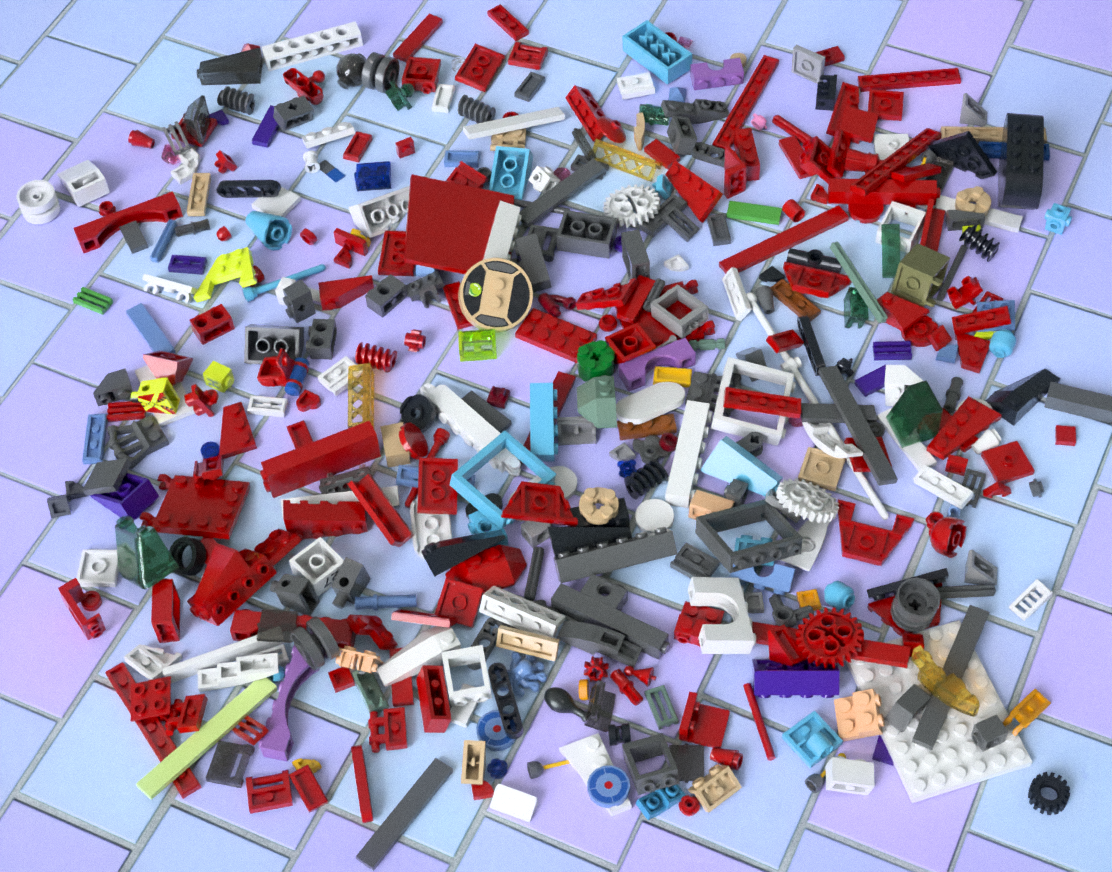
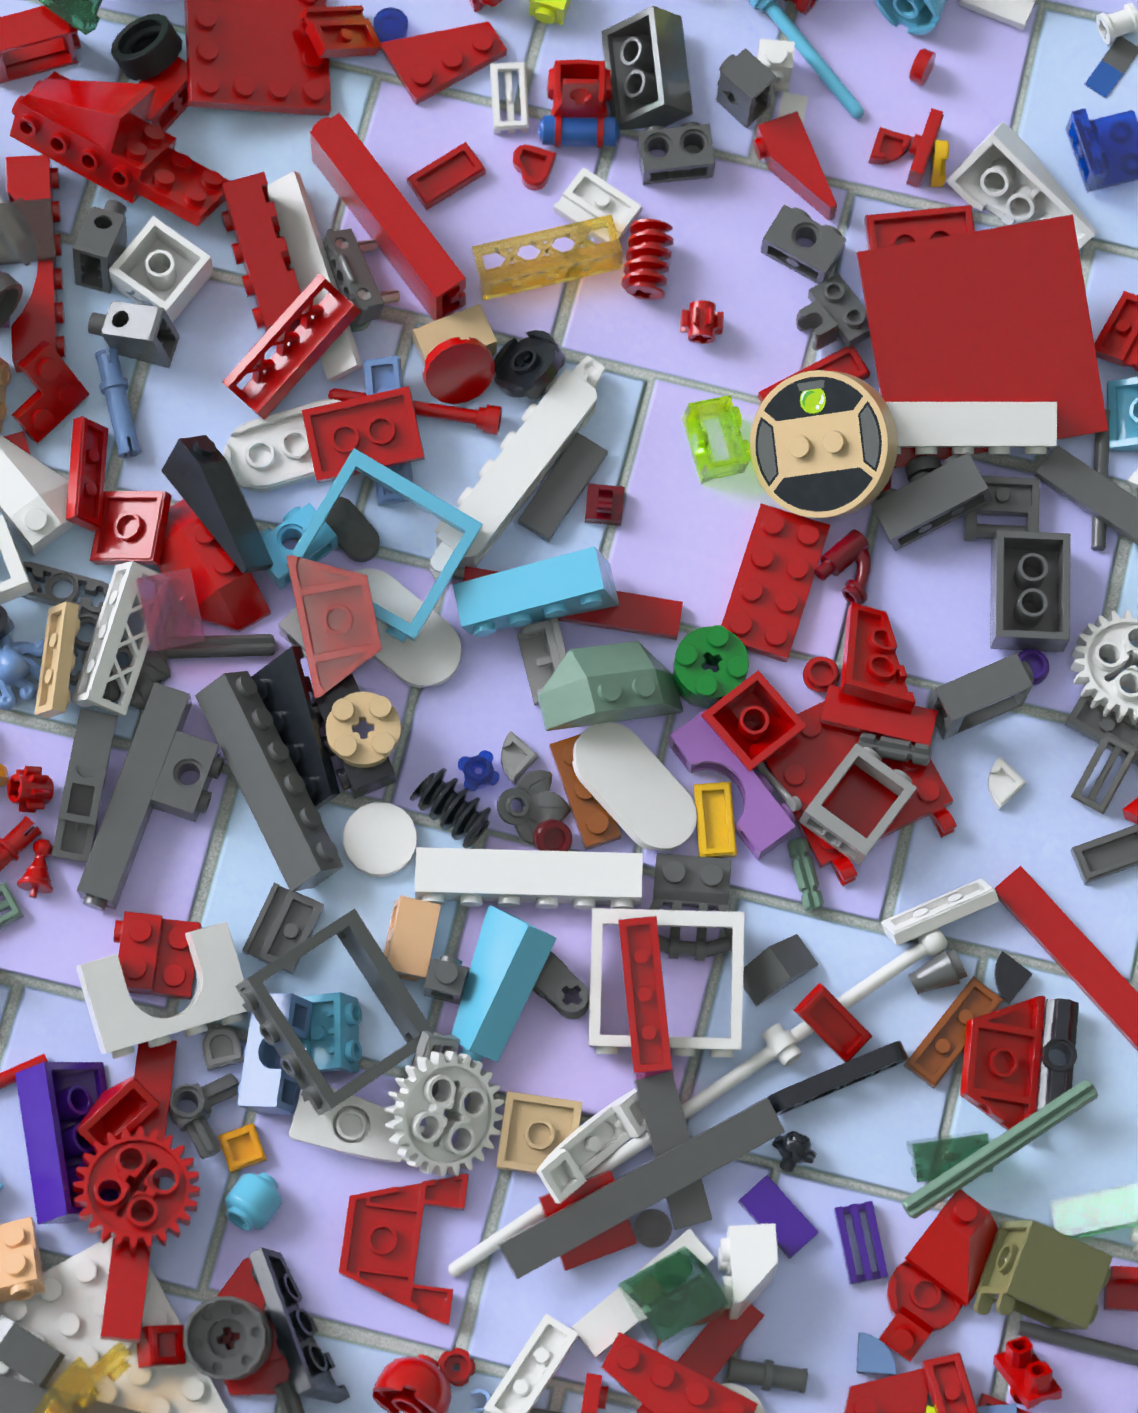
camera: 70 degrees right, 20 degrees up
(512, 584) = (170, 609): none -> clear pink plate

